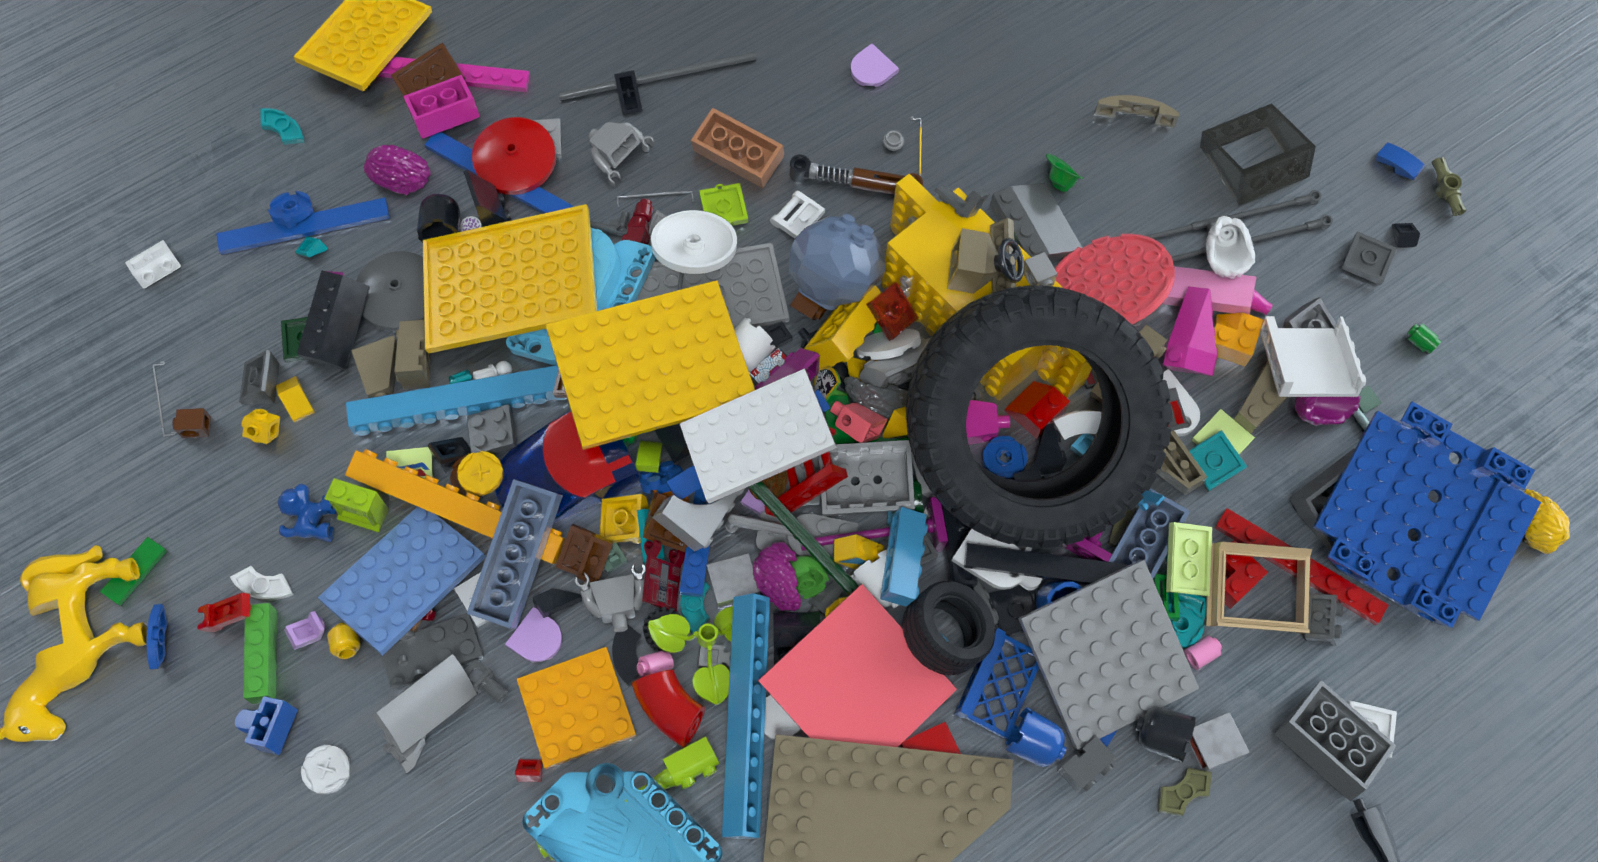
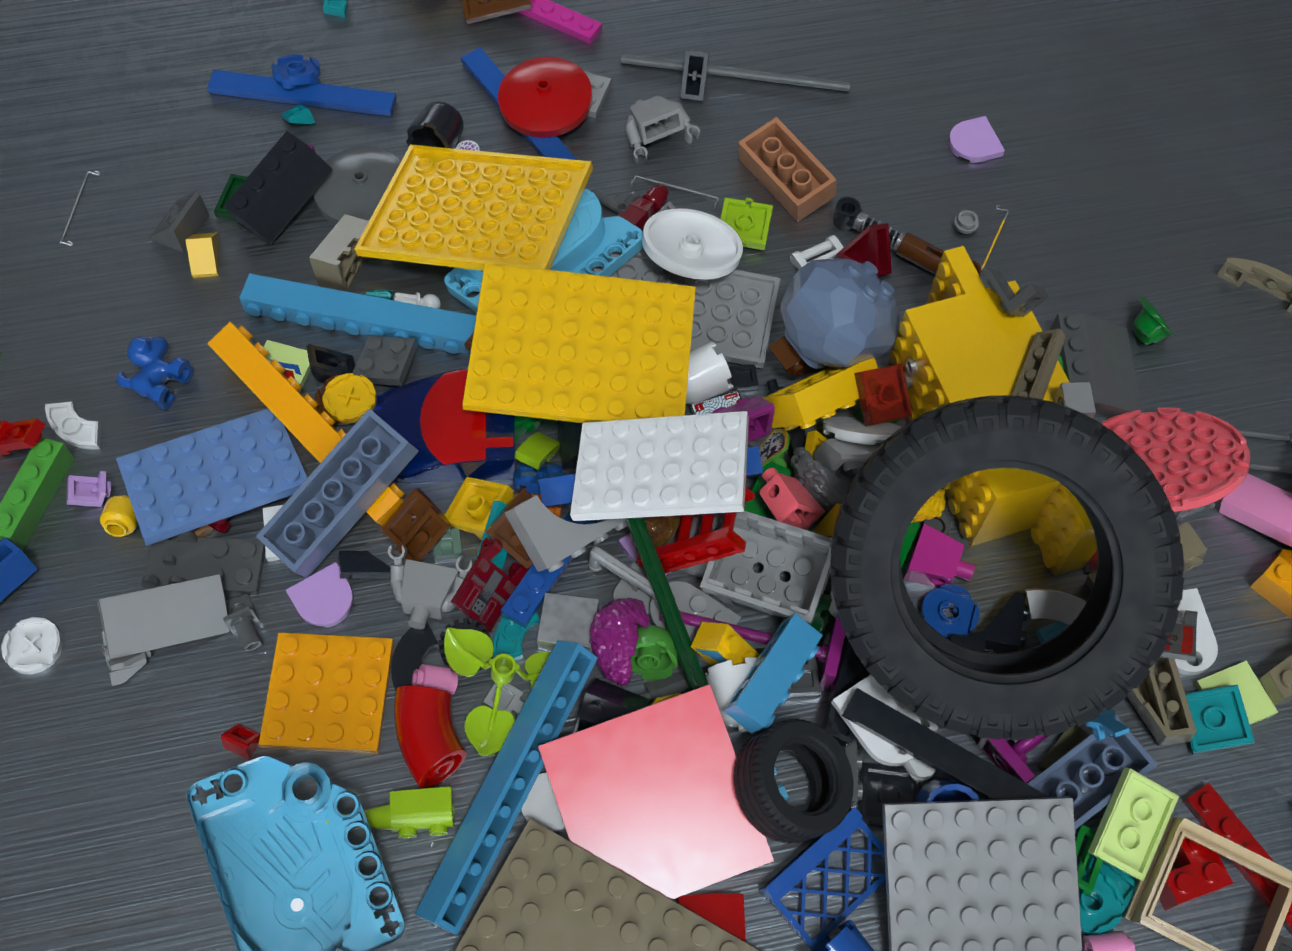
camera: 25 degrees right, 5 degrees down
(153, 264) = (138, 78): white bracket -> none
(192, 423) = (92, 239): reddish brown brick -> none
(260, 426) = (155, 266): yellow brick -> none
(357, 505) = (205, 379): lime window -> none
(377, 366) = (294, 250): dark tan slope -> none
(396, 169) = (420, 69): magenta hair -> none
(441, 106) = (493, 25): dark pink brick -> none
(486, 200) = (491, 124): slope -> none
(832, 194) = (871, 246): none -> dark red slope
(977, 262) = (1004, 365): dark tan piece -> none
(1037, 407) = (1014, 570): red slope -> none
(1192, 339) = (1241, 562): dark pink wedge -> none

